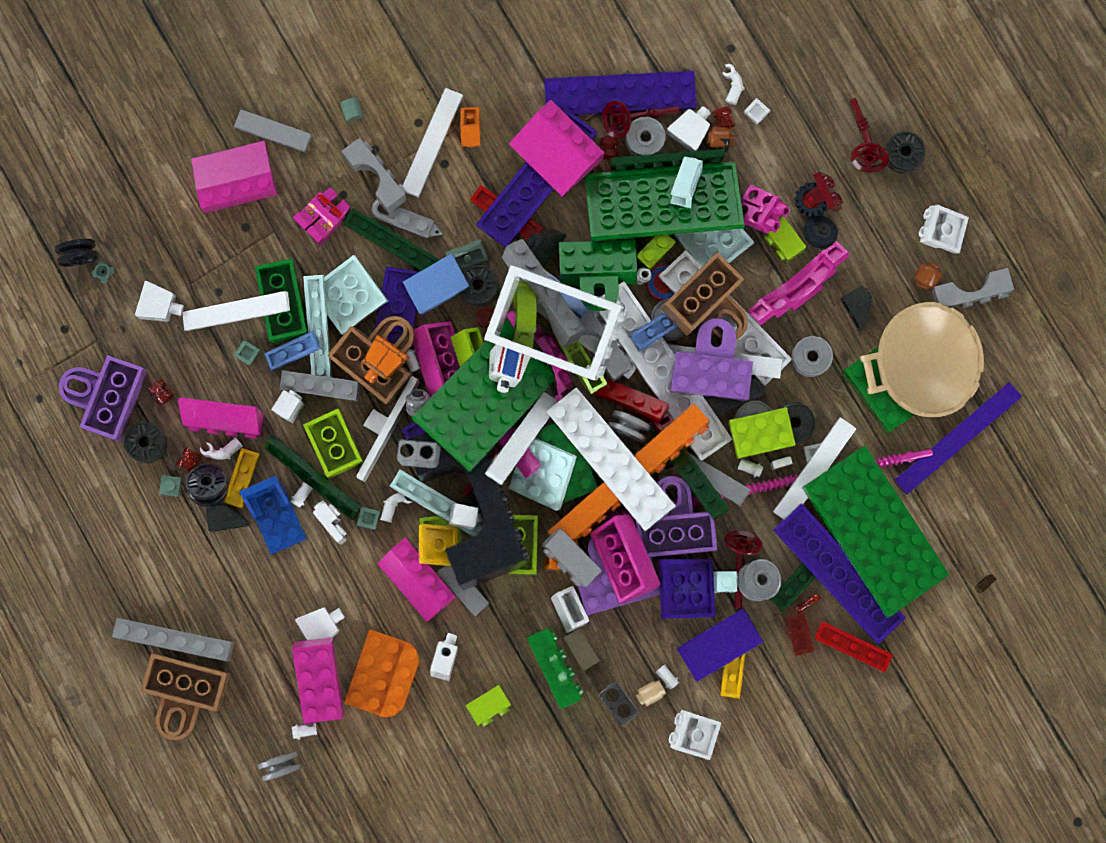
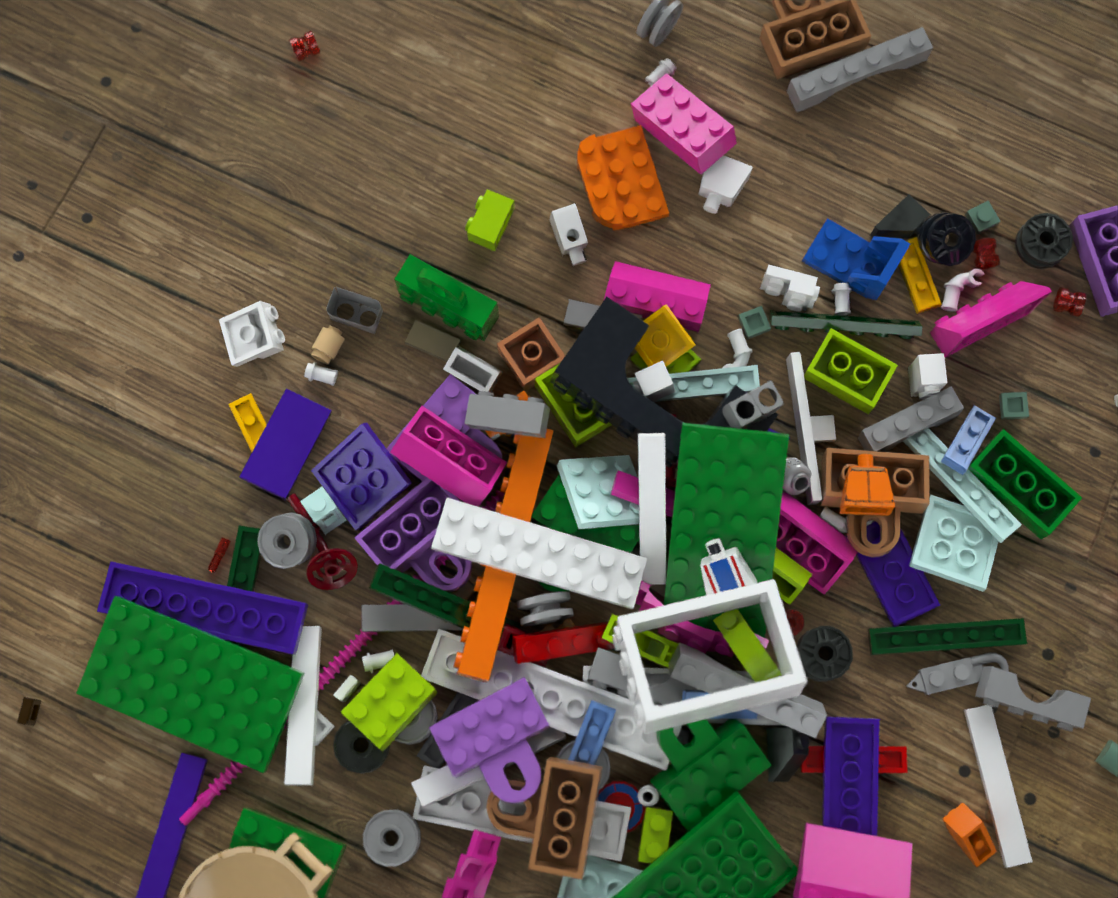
camera: 145 degrees right, 5 degrees down
(236, 311) = (1061, 437): white tile -> none
(321, 216) = (1052, 610): dark pink hips -> none
(436, 284) = (871, 620): medium blue tile -> none
(469, 254) = (862, 680): sand green slope -> none
(525, 593) = (530, 353): none -> nougat brick
(799, 634) = (205, 514): clear red plate -> none
(853, 646) = (137, 541): red plate -> none

